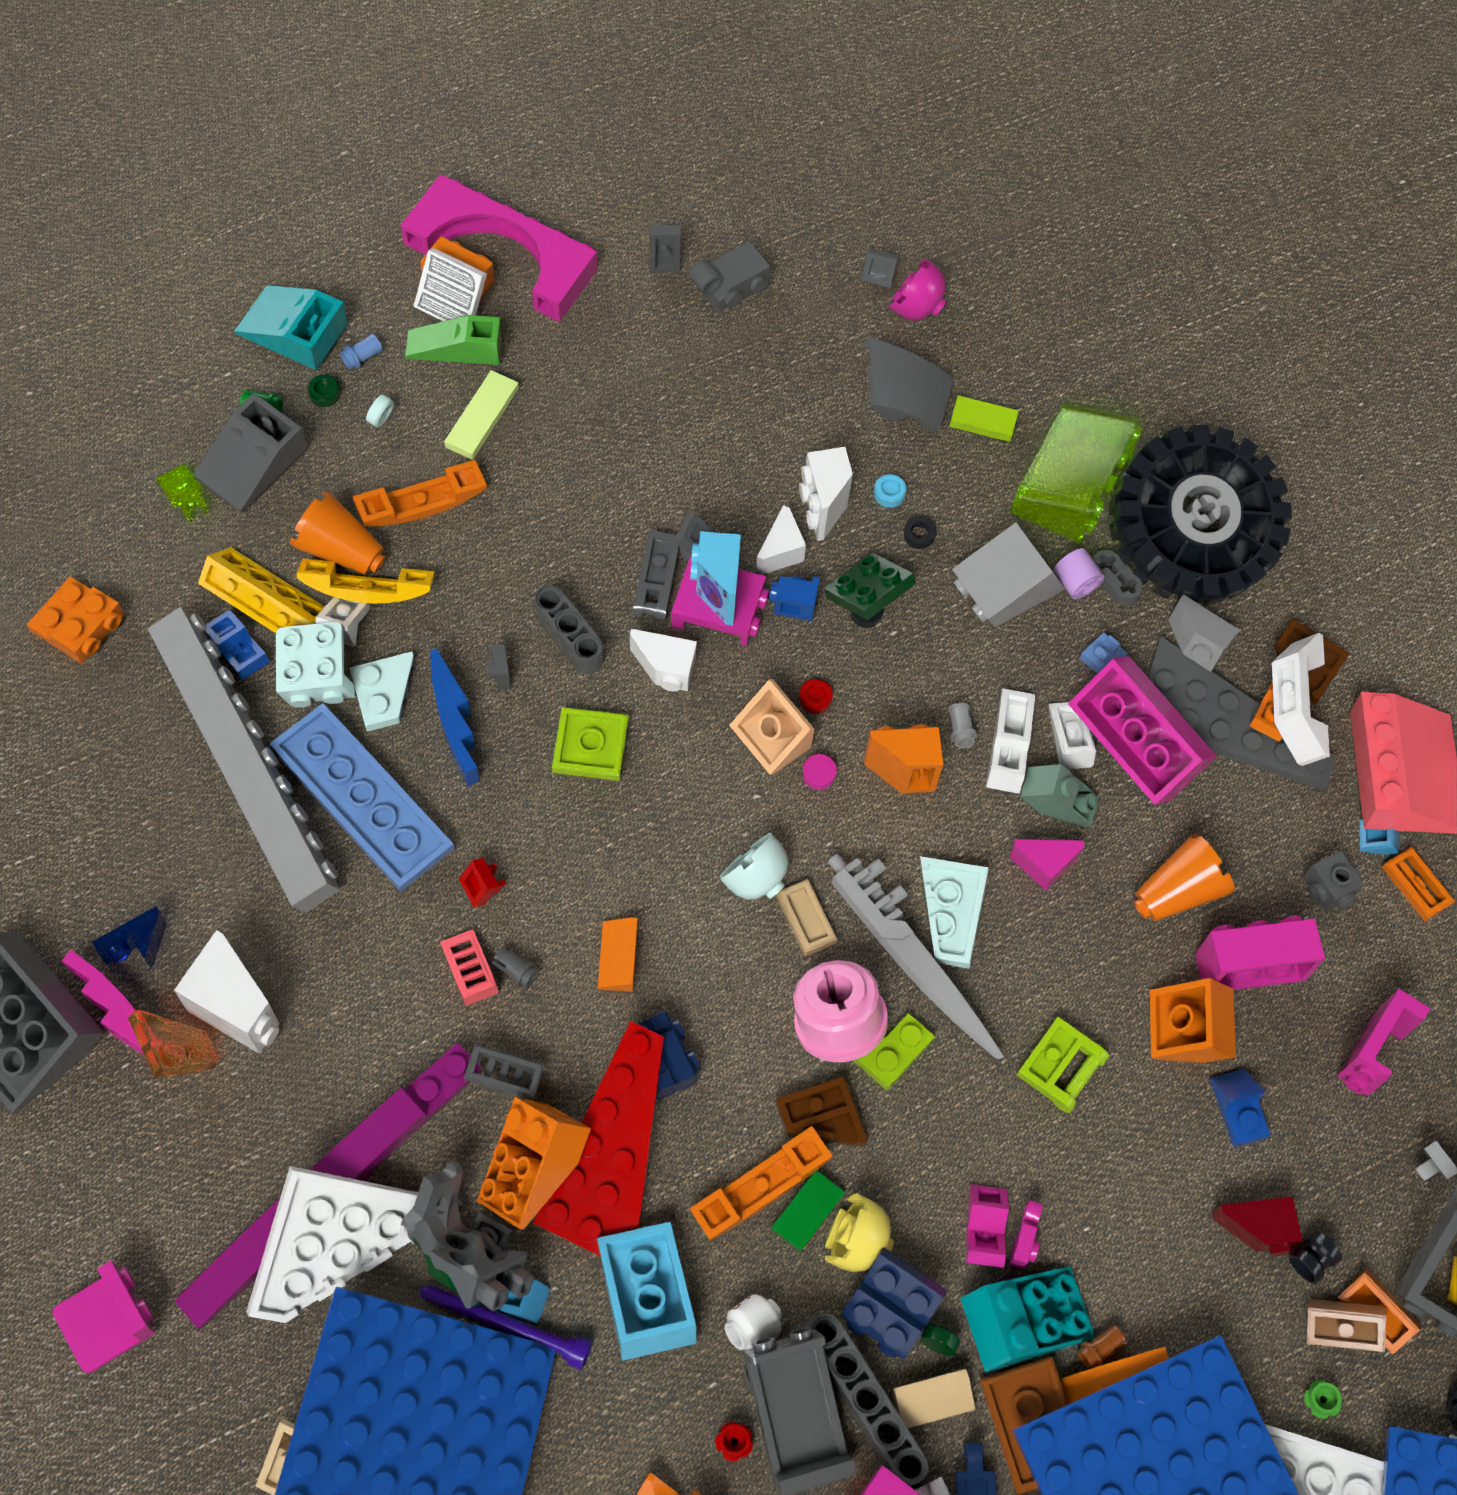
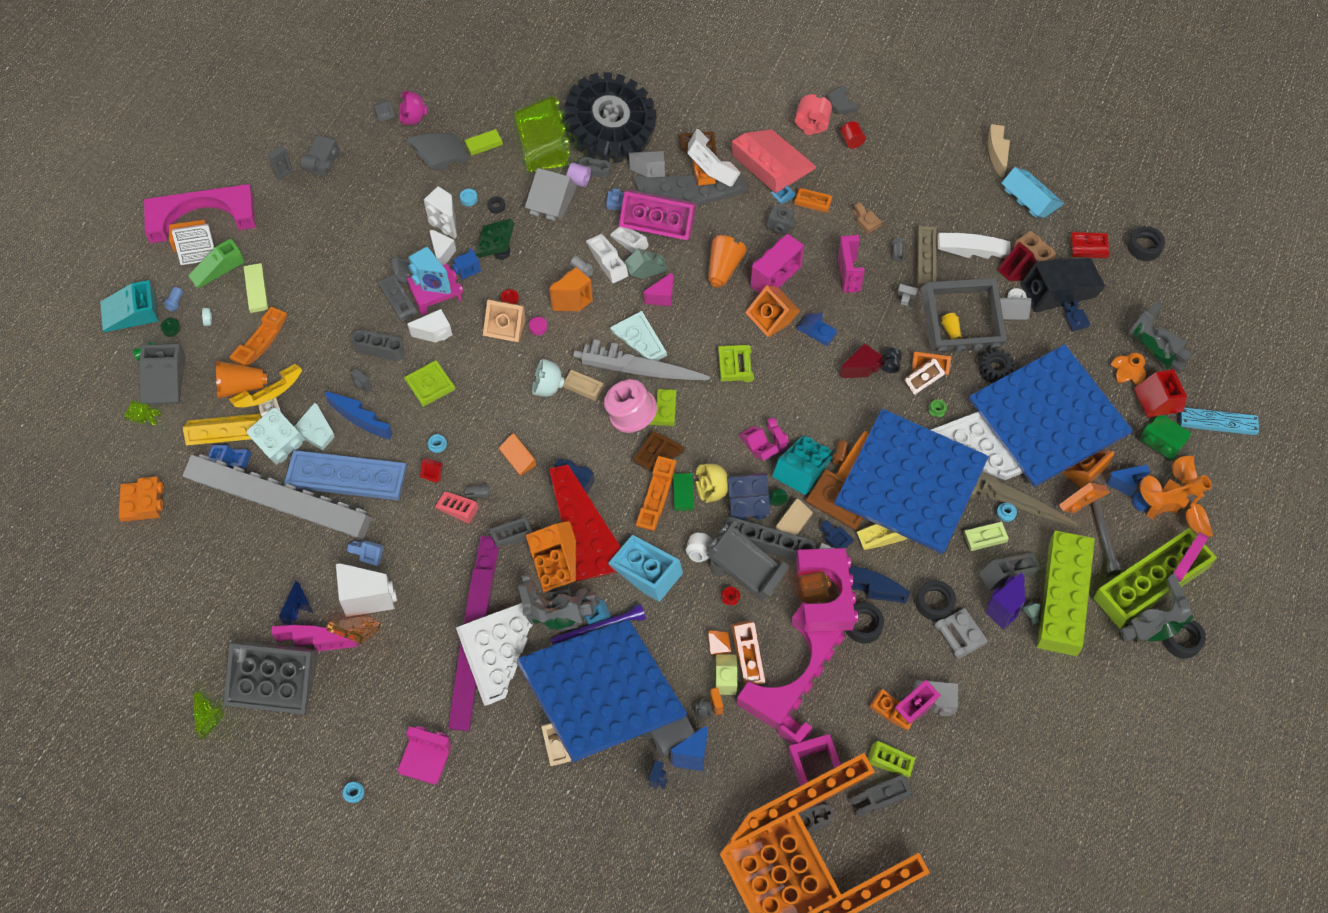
camera: 35 degrees left, 5 degrees down
(292, 937) = (368, 551): none -> medium blue plate
(523, 837) = (437, 439): none -> medium azure plate

